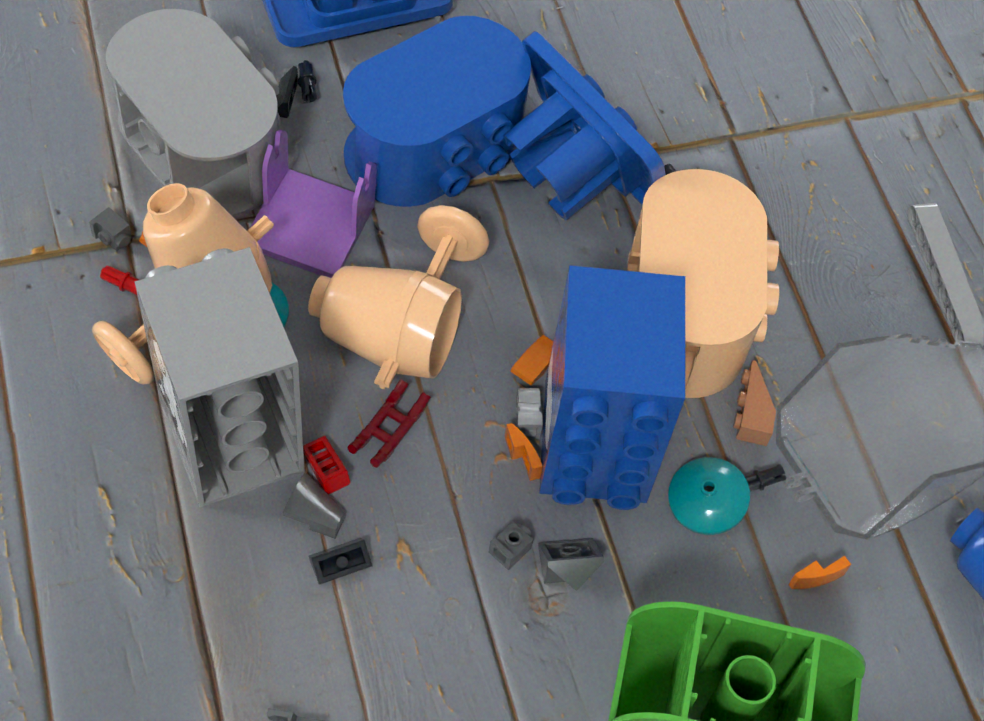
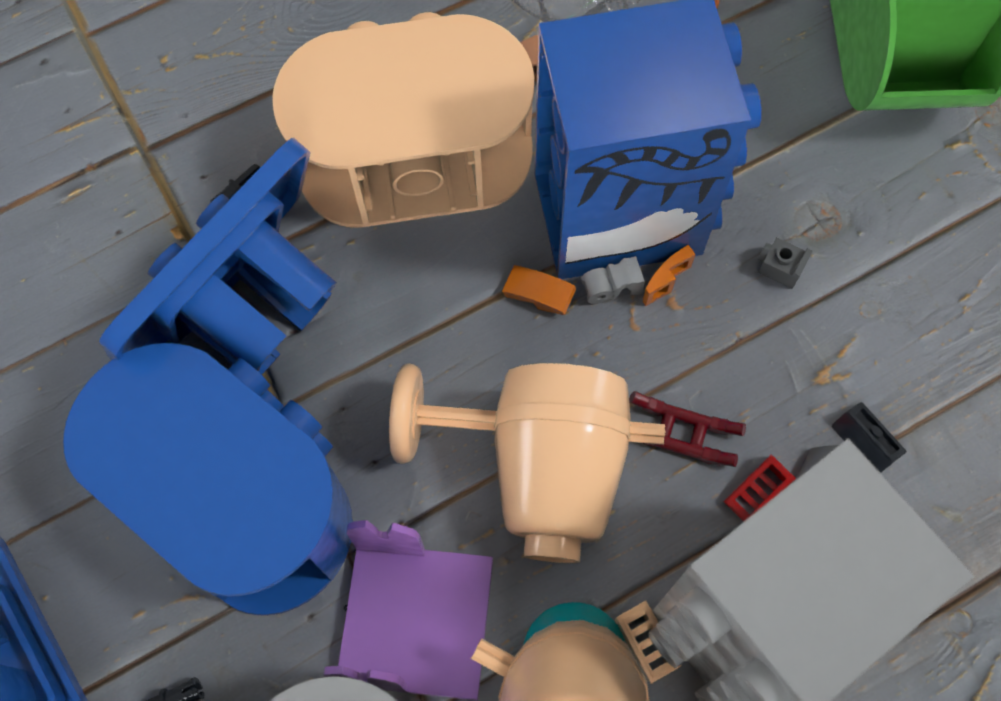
camera: 95 degrees left, 10 degrees up
(569, 561) = (780, 198): dark grey slope -> none

